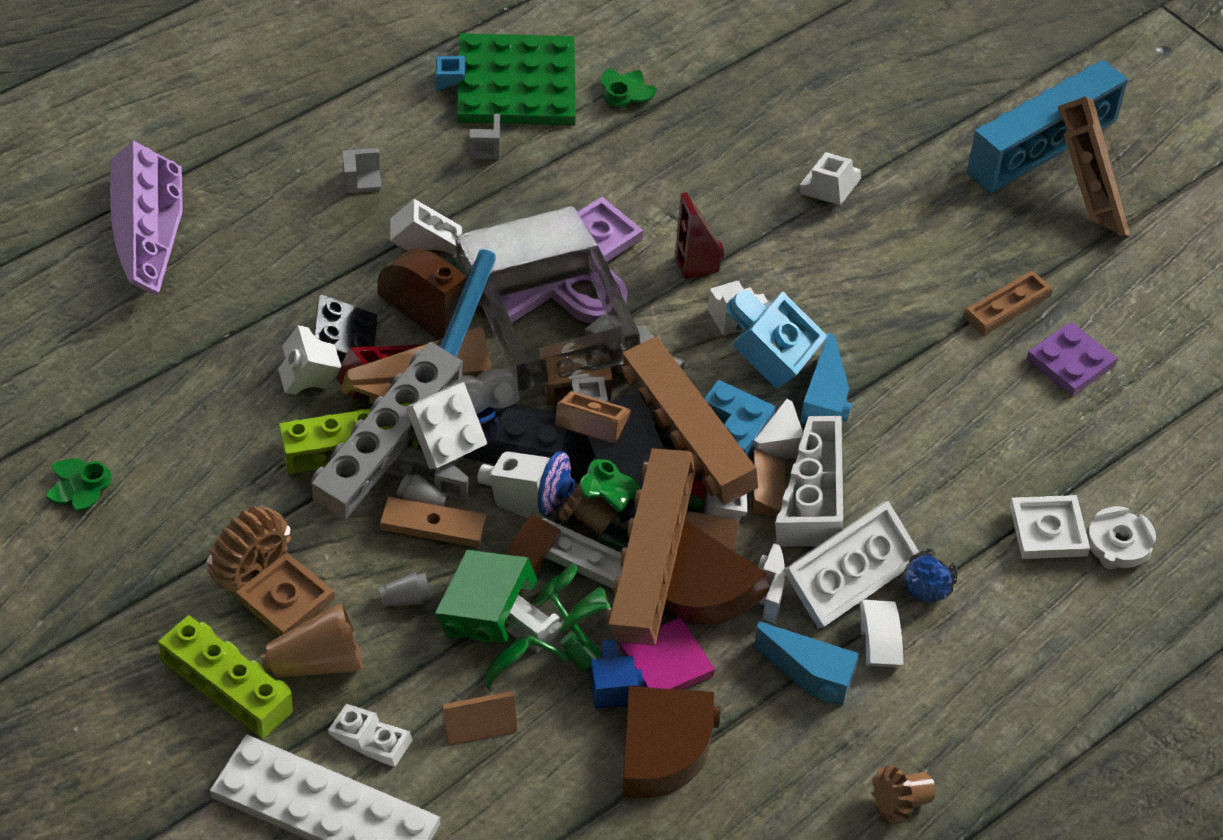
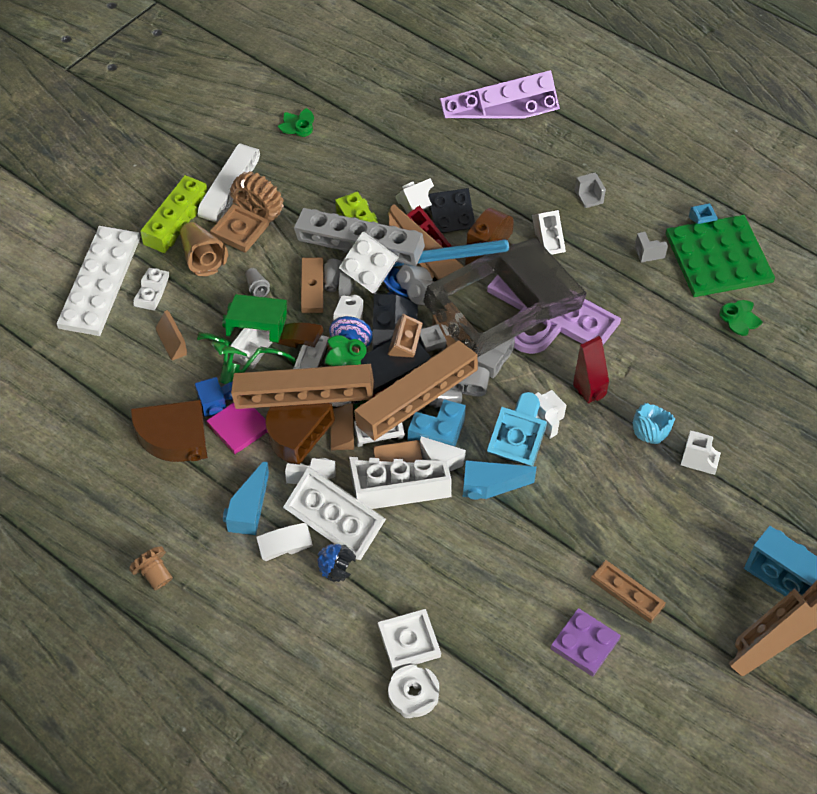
camera: 80 degrees right, 5 degrees up
(181, 591) = (218, 197): none -> white beam
(783, 208) = (652, 423): none -> medium azure hair

